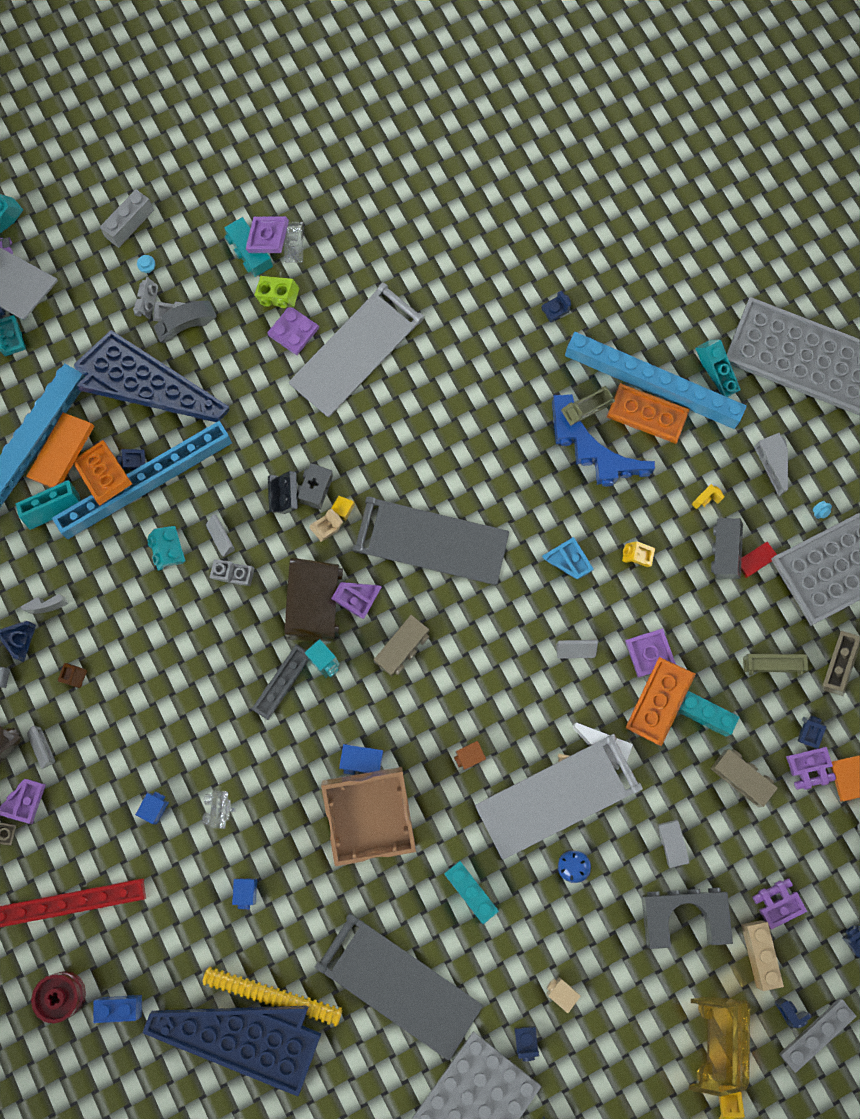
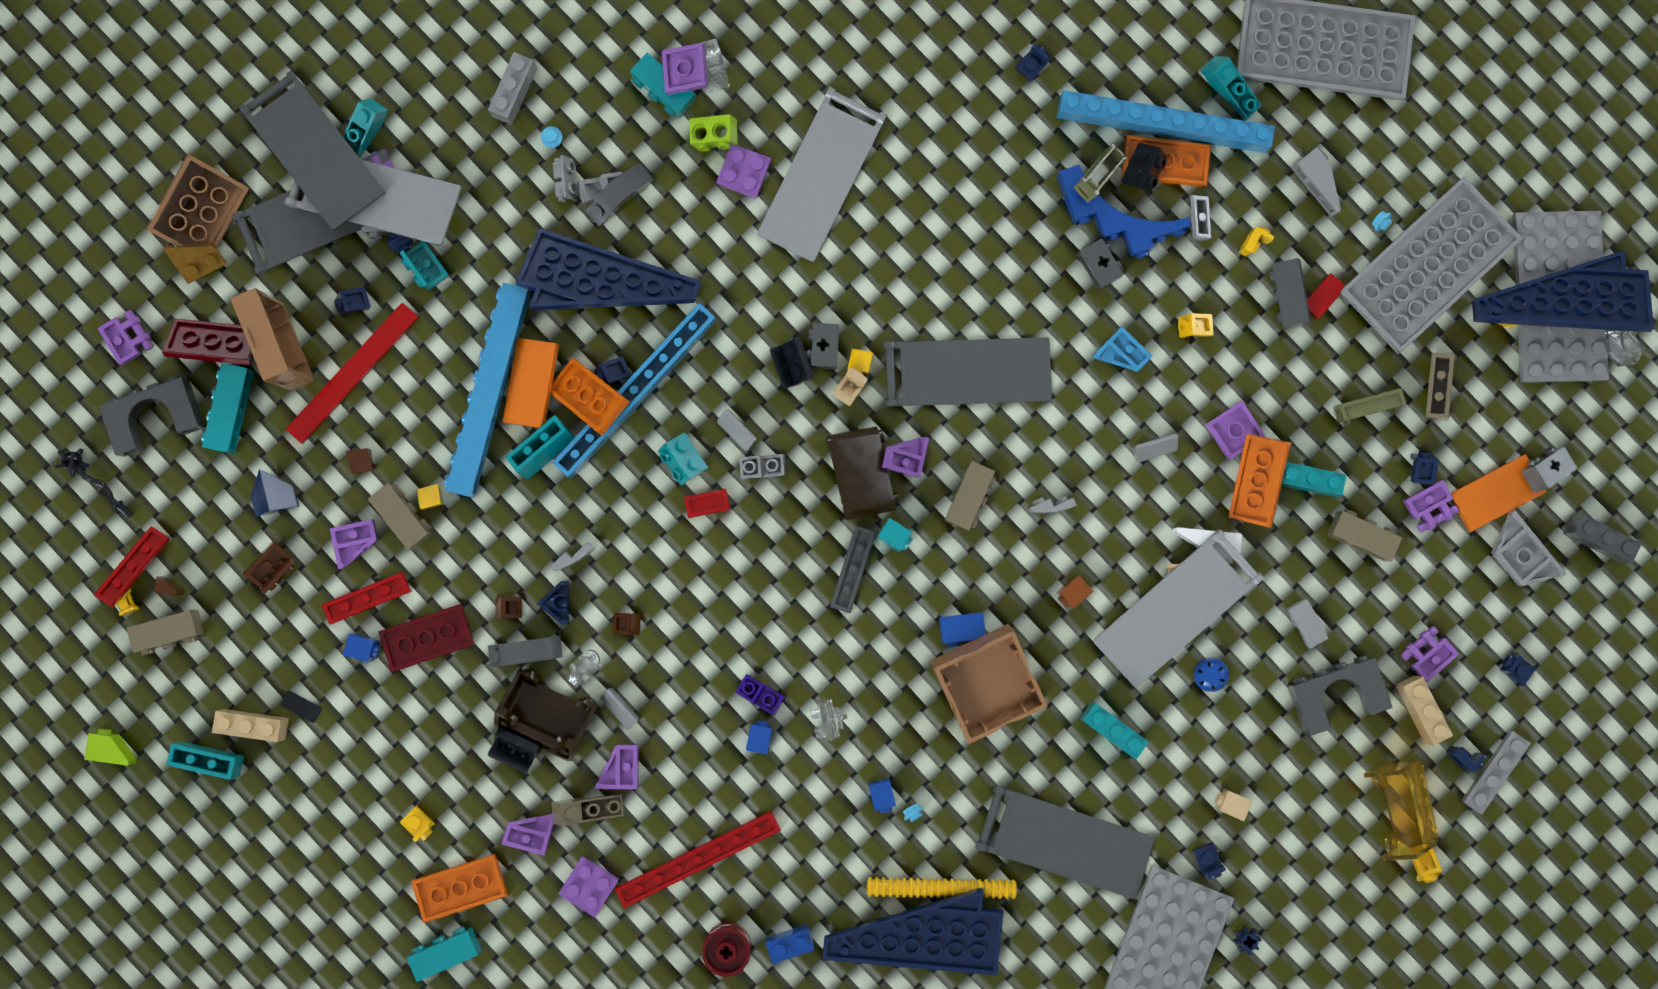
camera: 20 degrees left, 10 degrees up
(19, 701) = (584, 667): none -> clear hips
(166, 770) = (760, 694): none -> dark purple slope
(174, 591) = (707, 503): none -> red tile
(267, 917) = (913, 812): none -> medium azure plate
(464, 673) = (1041, 506): none -> light grey slope
(567, 491) = (1100, 275): none -> dark grey brick
(628, 412) = (1145, 167): none -> black bracket
(664, 465) = (1200, 217): none -> light grey slope

